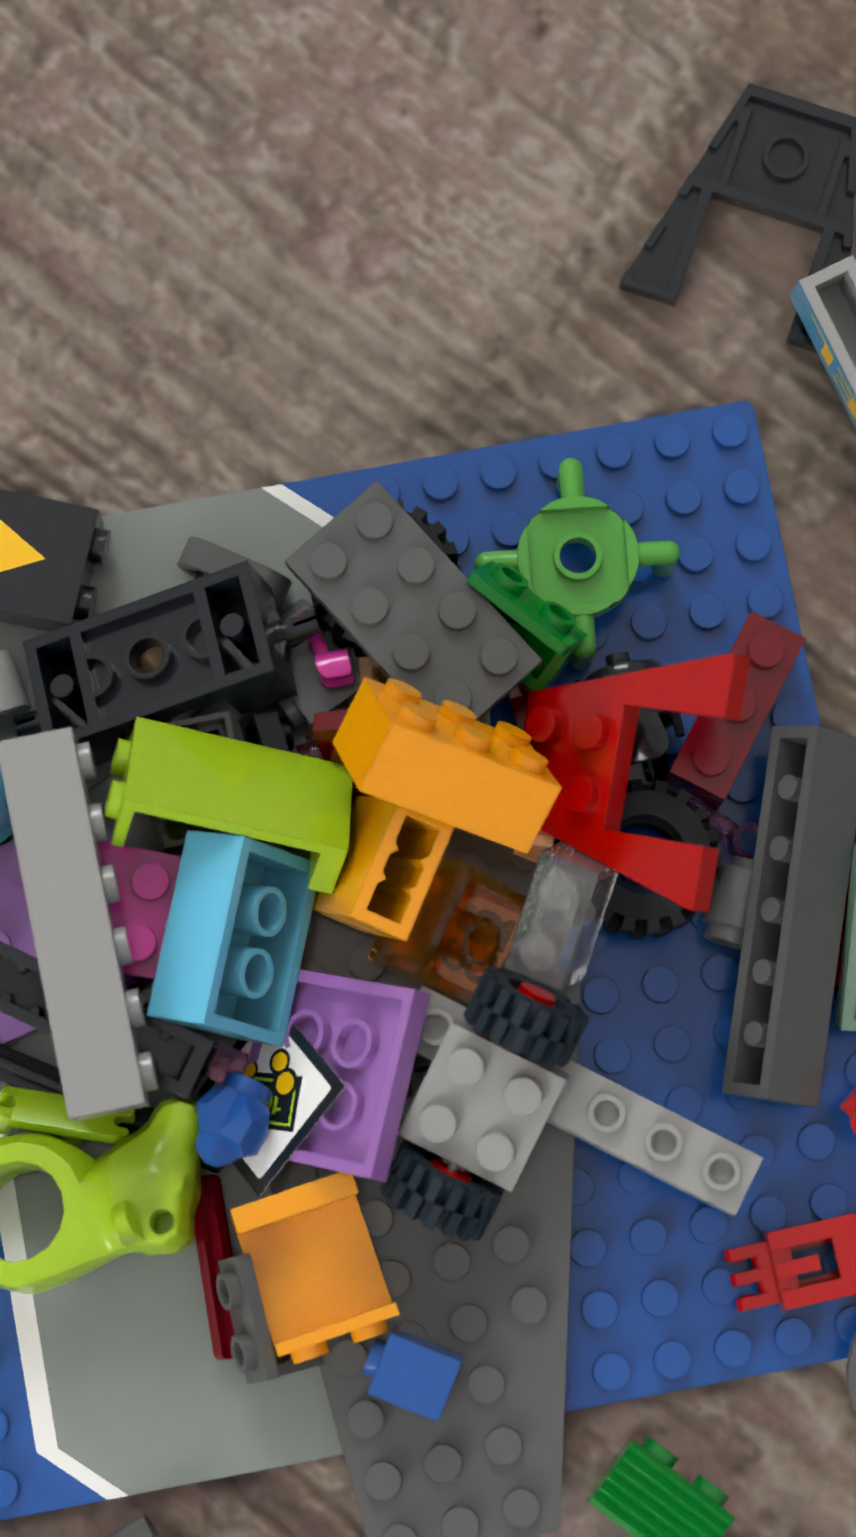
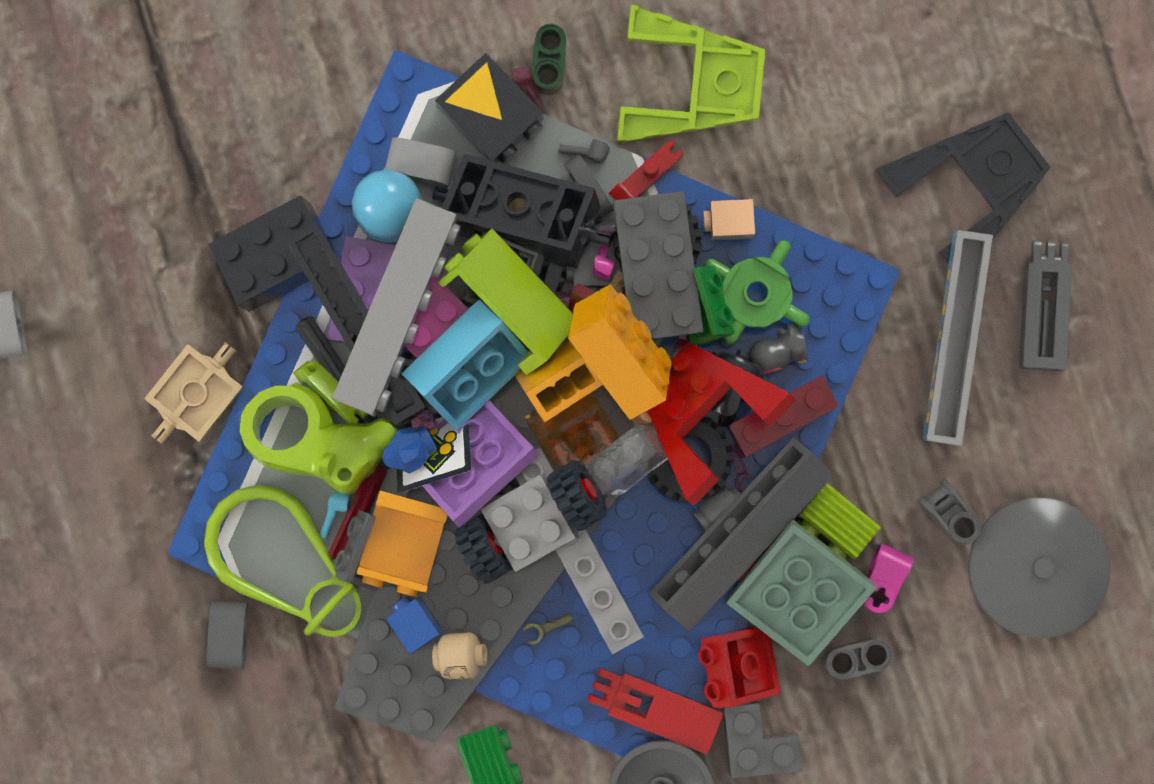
camera: 35 degrees right, 5 degrees up
(37, 483) = (522, 77): none -> clear pink hand
(55, 433) = (549, 59): none -> dark green beam
(141, 1491) = (252, 591): none -> lime animal
(177, 1272) = (336, 502): none -> medium azure hand
(213, 521) = (597, 152): none -> dark grey hand
(305, 498) = (647, 173): none -> red piece
(324, 301) = (723, 85): none -> lime wing
(467, 484) = (730, 220): none -> light nougat brick
(511, 1374) = (459, 656): none -> tan head
(608, 1242) = (548, 626): none -> olive hand
(665, 624) = (777, 353): none -> dark grey animal

